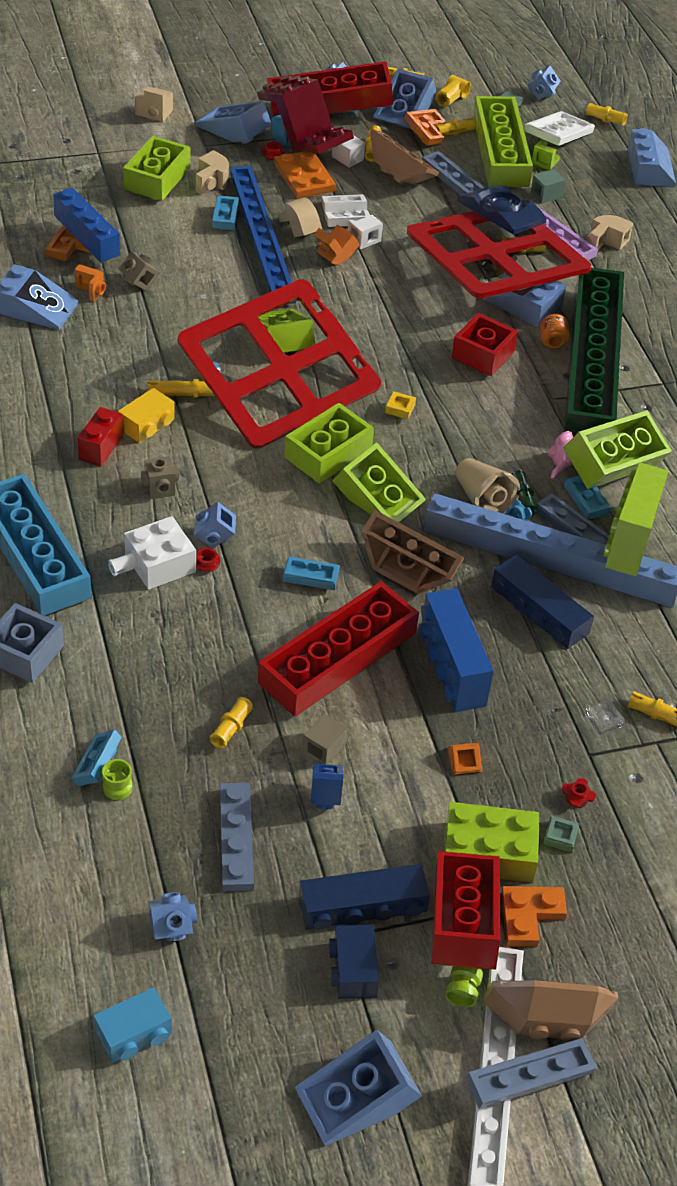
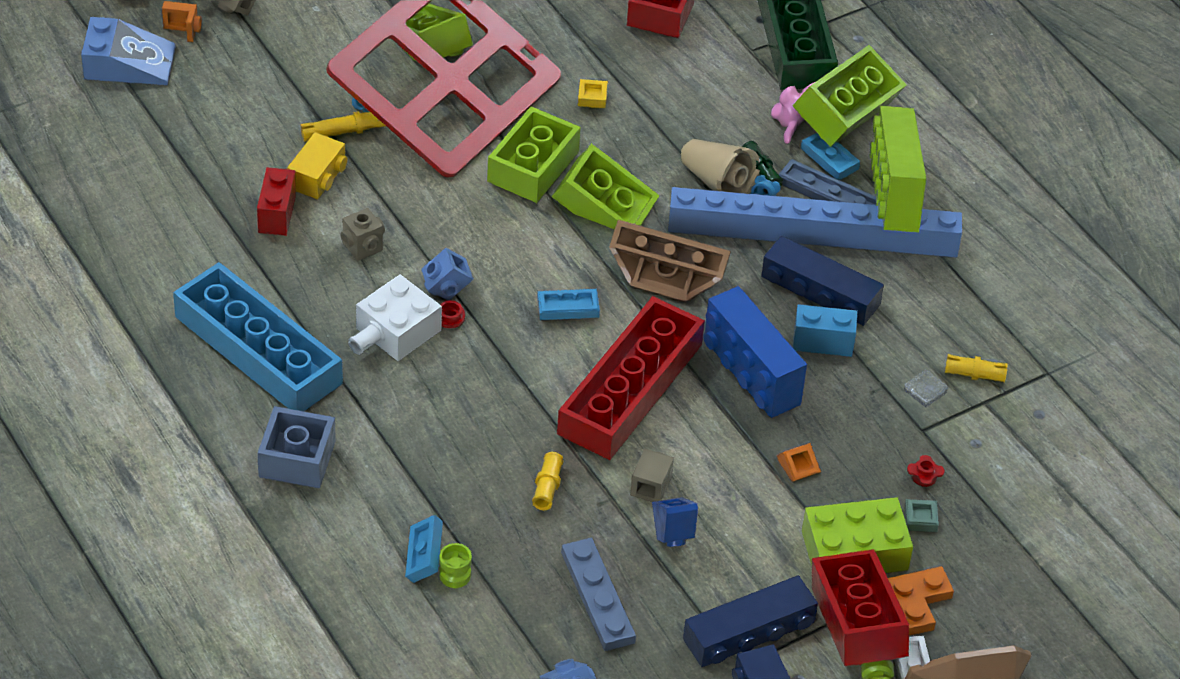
camera: 15 degrees left, 0 degrees up
(528, 645) = (825, 330): none -> dark azure brick

